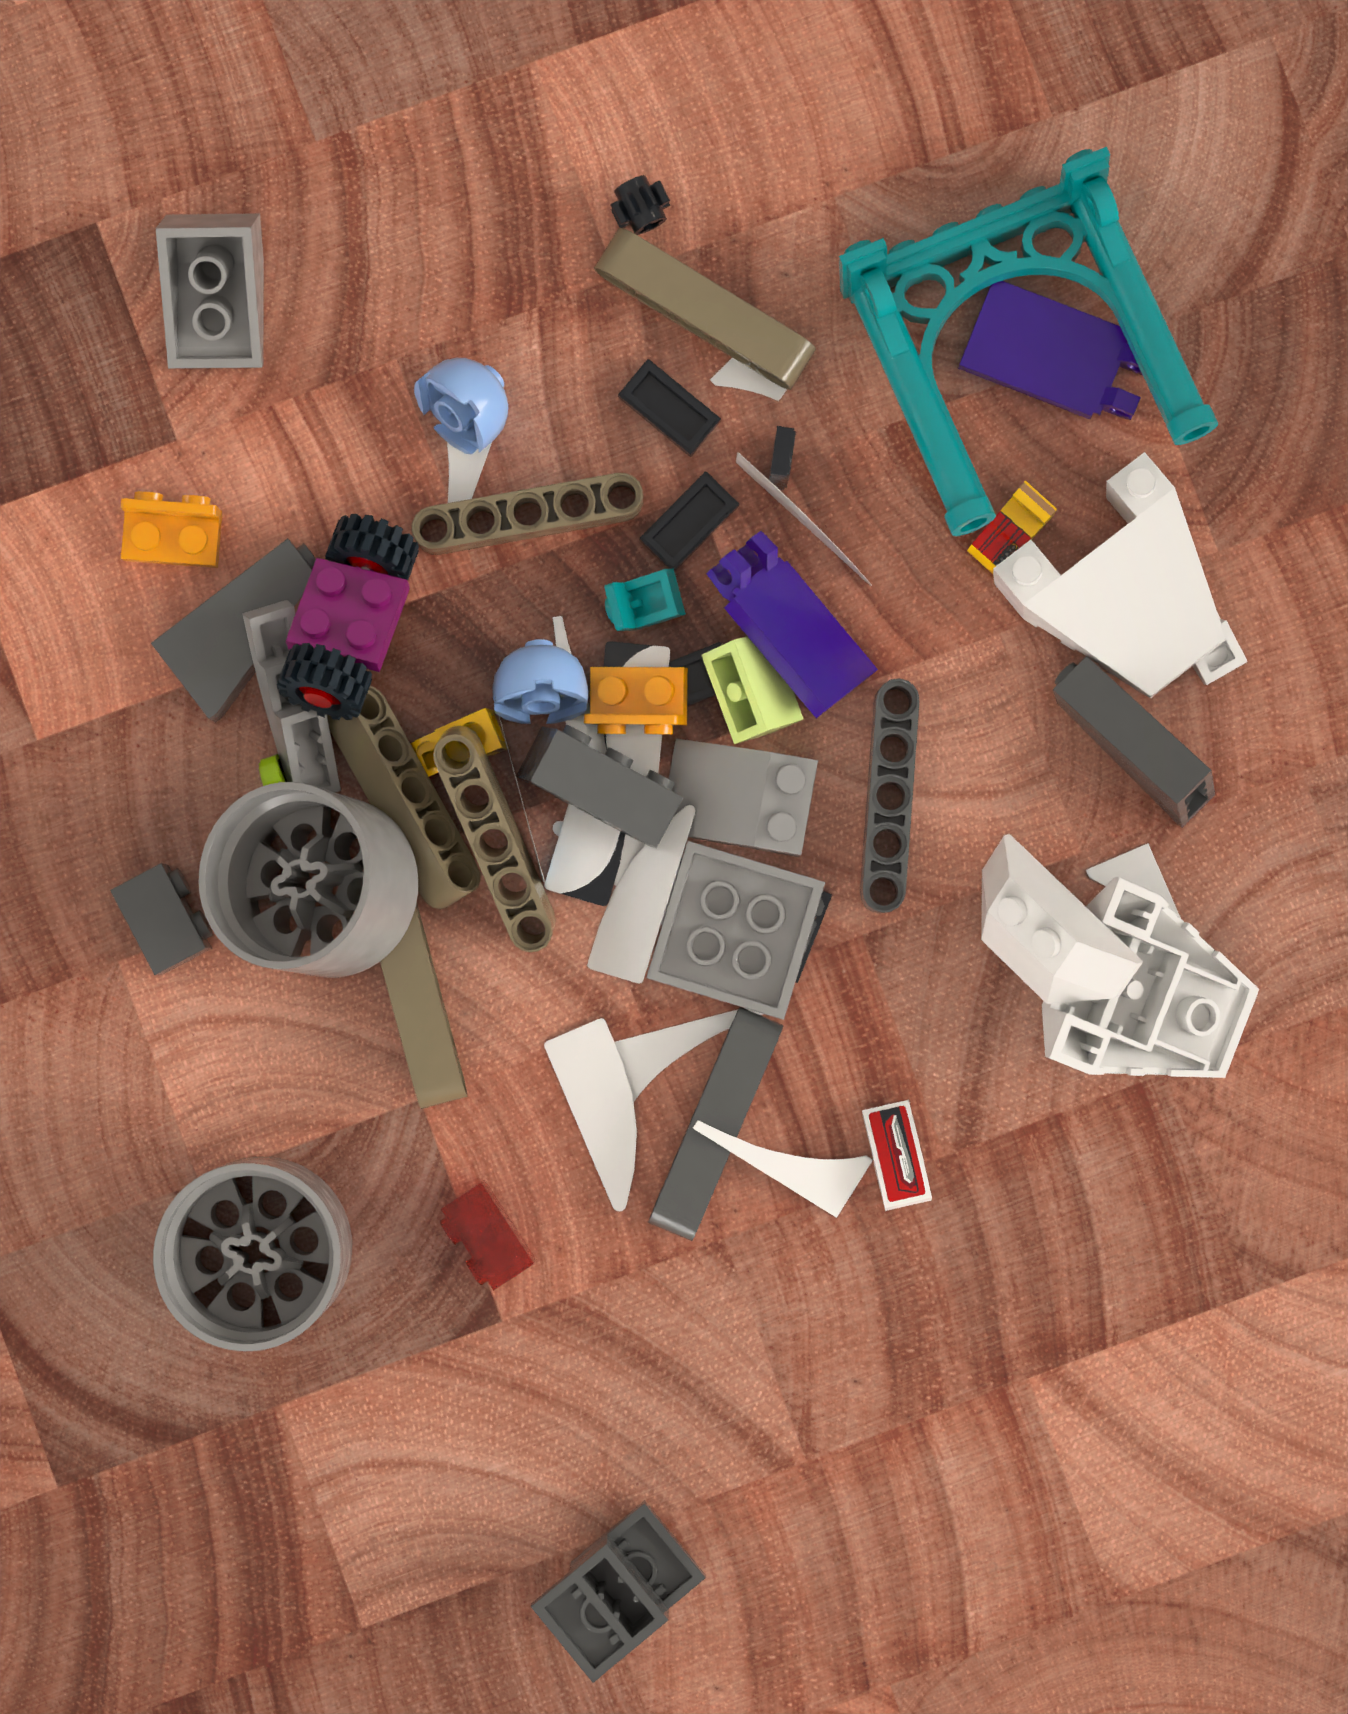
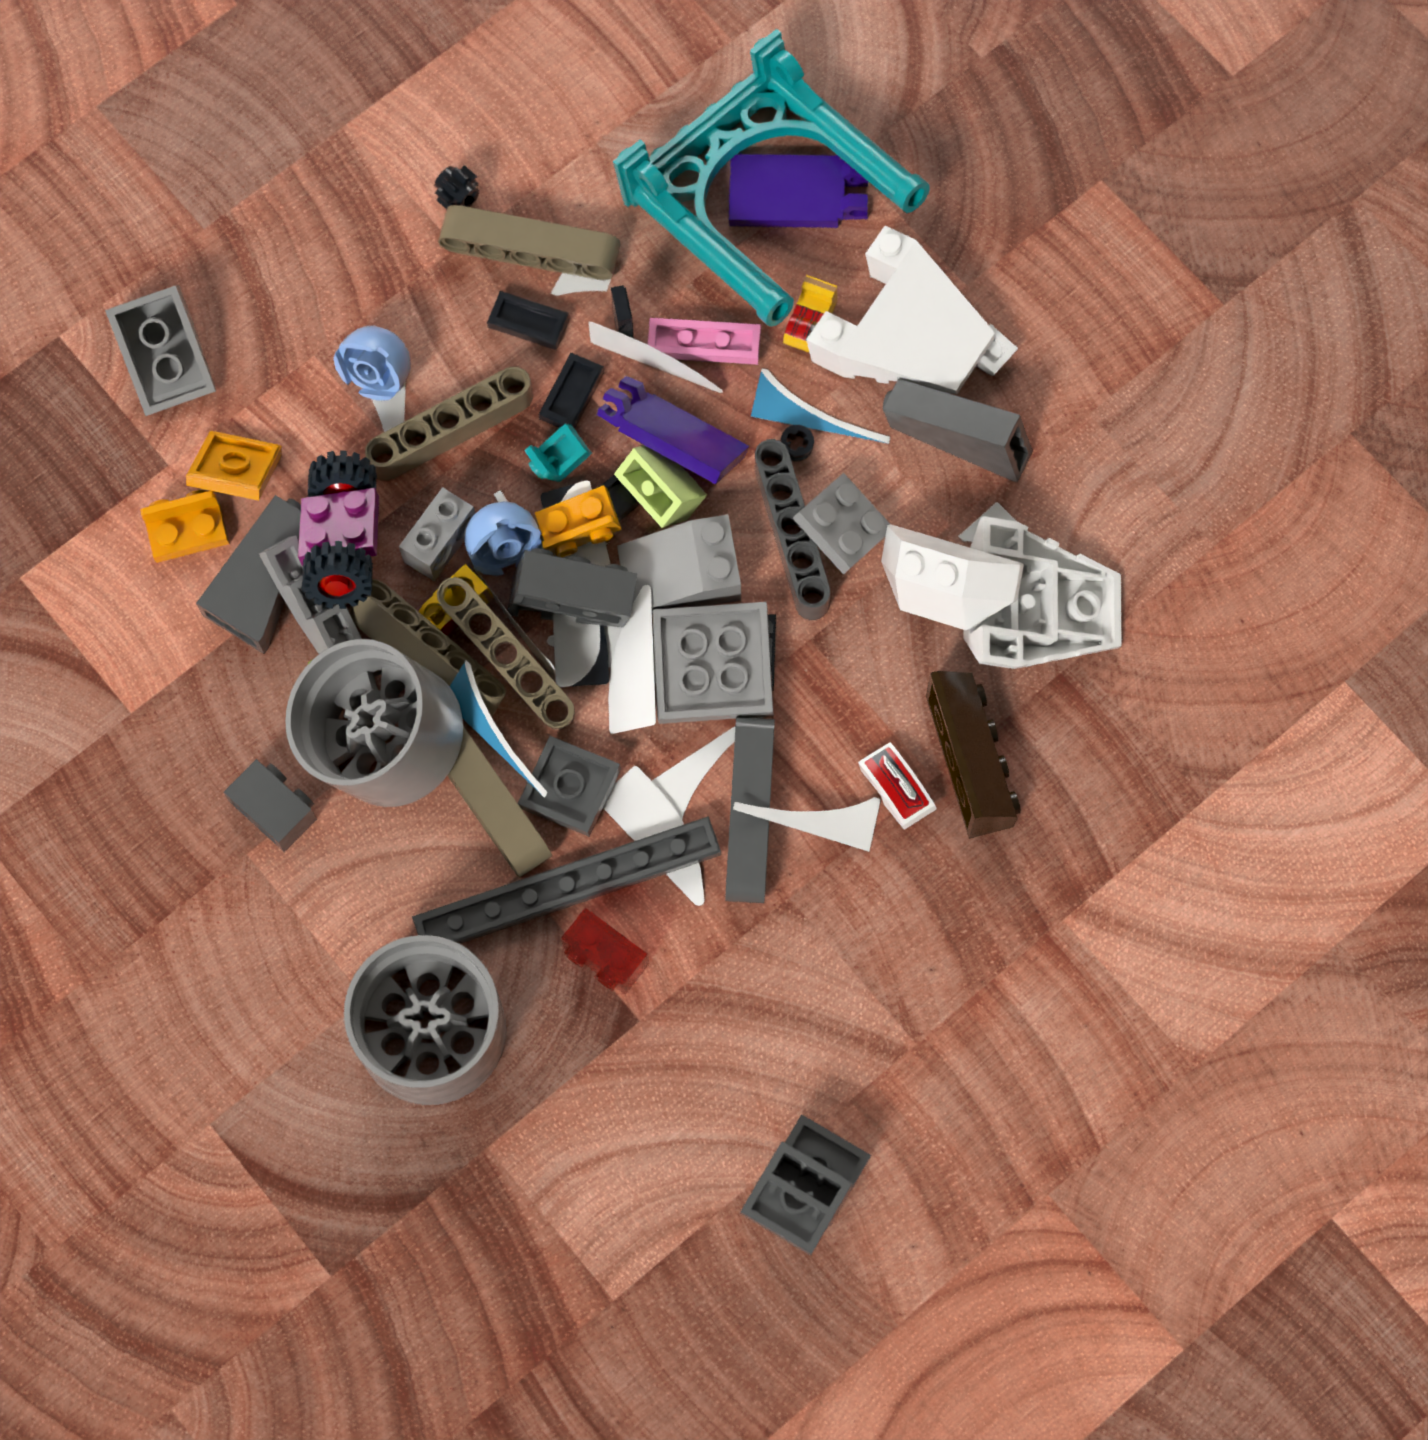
camera: 15 degrees left, 15 degrees down
(252, 477) = (234, 465): none -> light orange tile
(434, 896) = (479, 718): none -> dark azure sticker
(467, 653) = (437, 534): none -> light grey brick
(473, 1136) = (571, 883): none -> dark grey tile
(516, 1019) = (575, 784): none -> dark grey plate
(871, 514) = (705, 340): none -> bright pink plate
(934, 626) = (779, 405): none -> dark azure sticker
(936, 699) = (792, 433): none -> black bush
(952, 815) = (842, 523): none -> light grey plate
(996, 1153) = (971, 753): none -> dark brown slope

